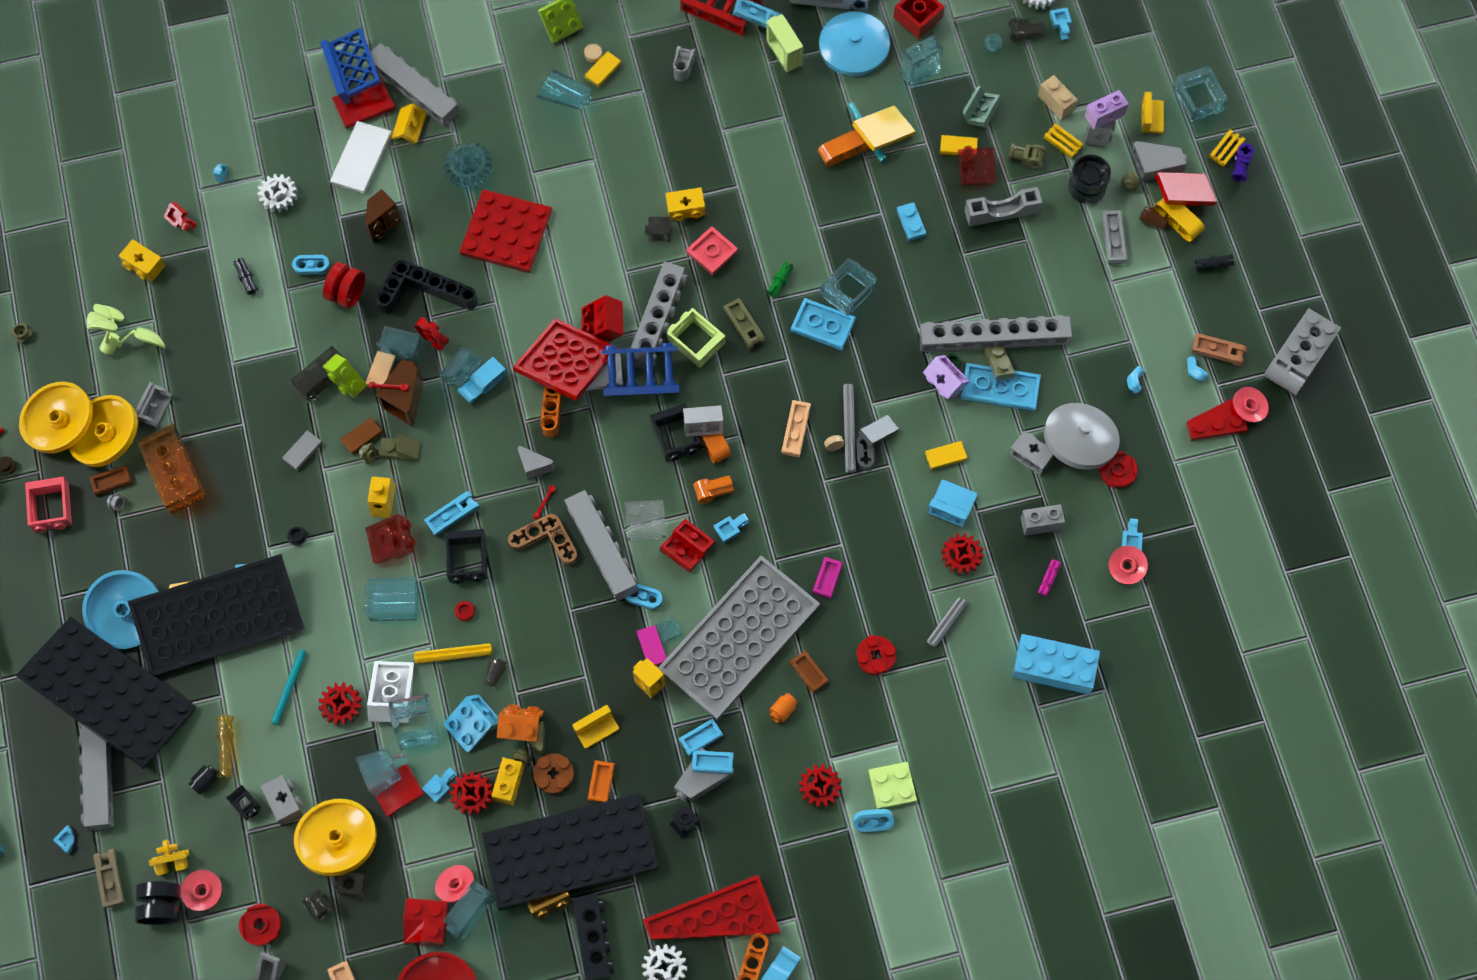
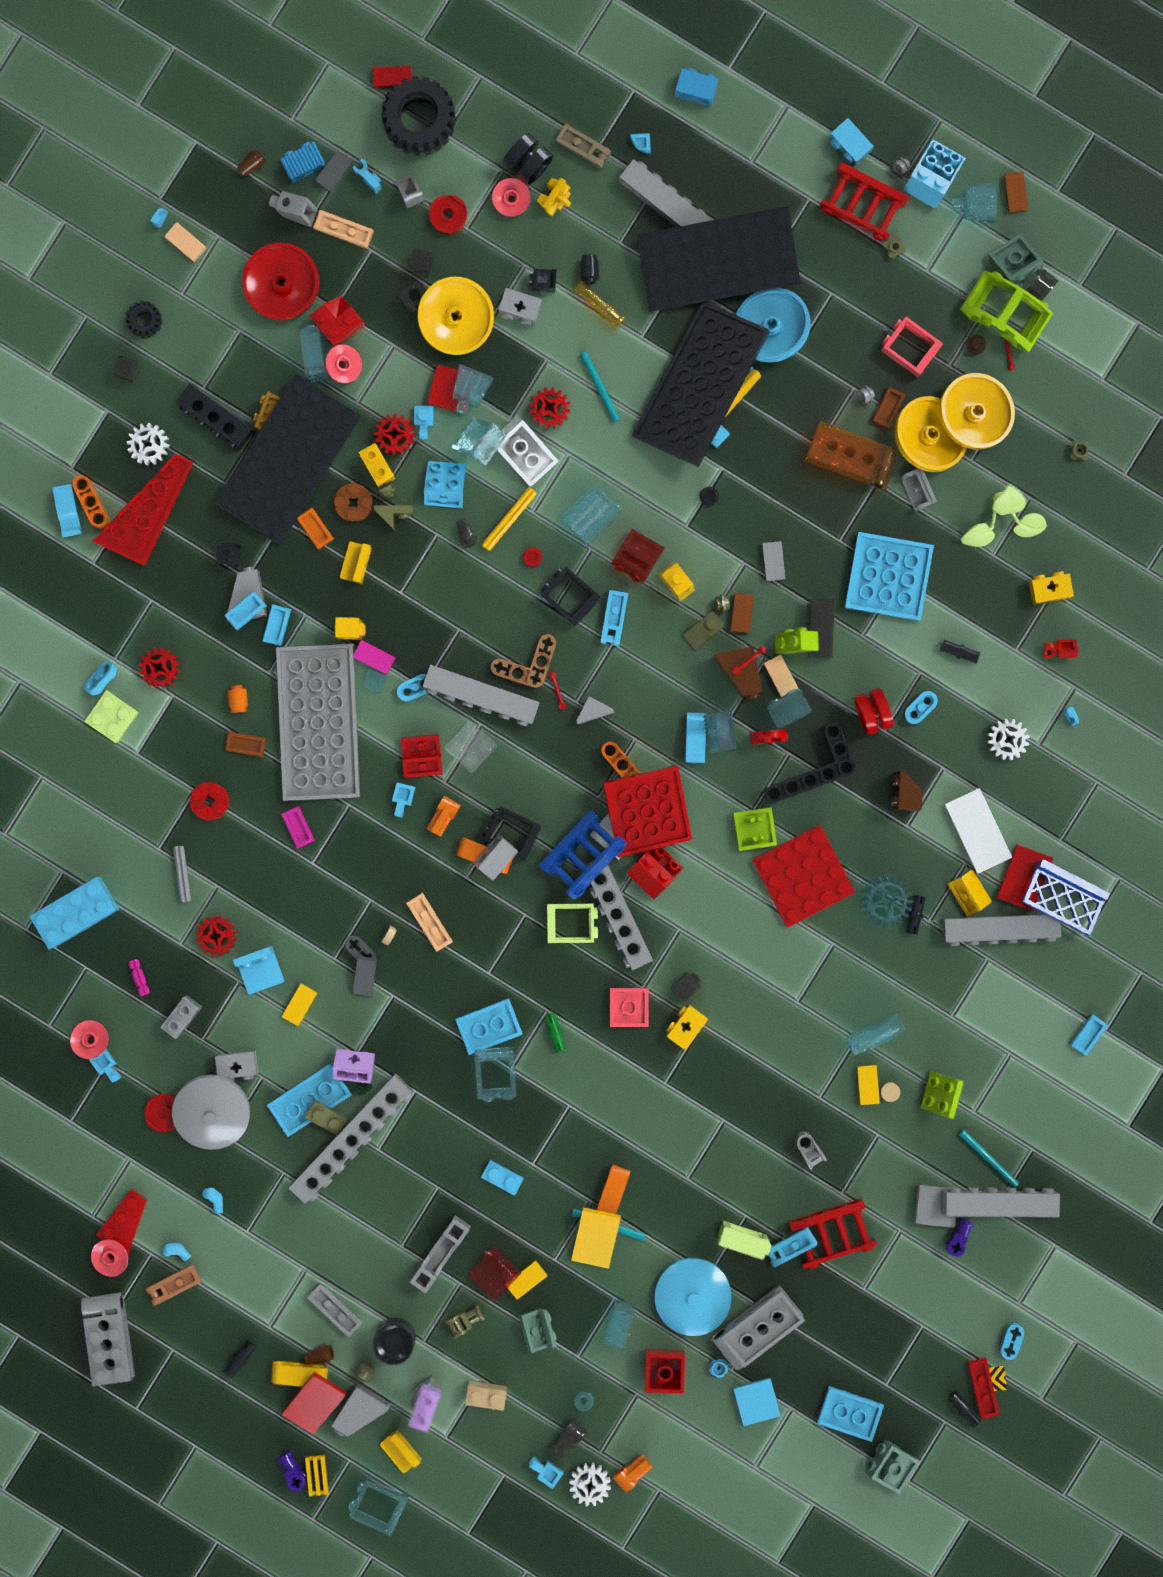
camera: 135 degrees right, 20 degrees up
(236, 367) = (889, 576): none -> medium azure plate
(465, 137) = (916, 914): none -> black pin
(505, 287) = (755, 829): none -> lime plate
(519, 723) = (408, 512): orange bracket -> none
(744, 323) = (547, 969): olive plate -> none
(849, 428) = (390, 959): light grey axle -> none
(1065, 138) = (443, 1362): yellow tile -> none

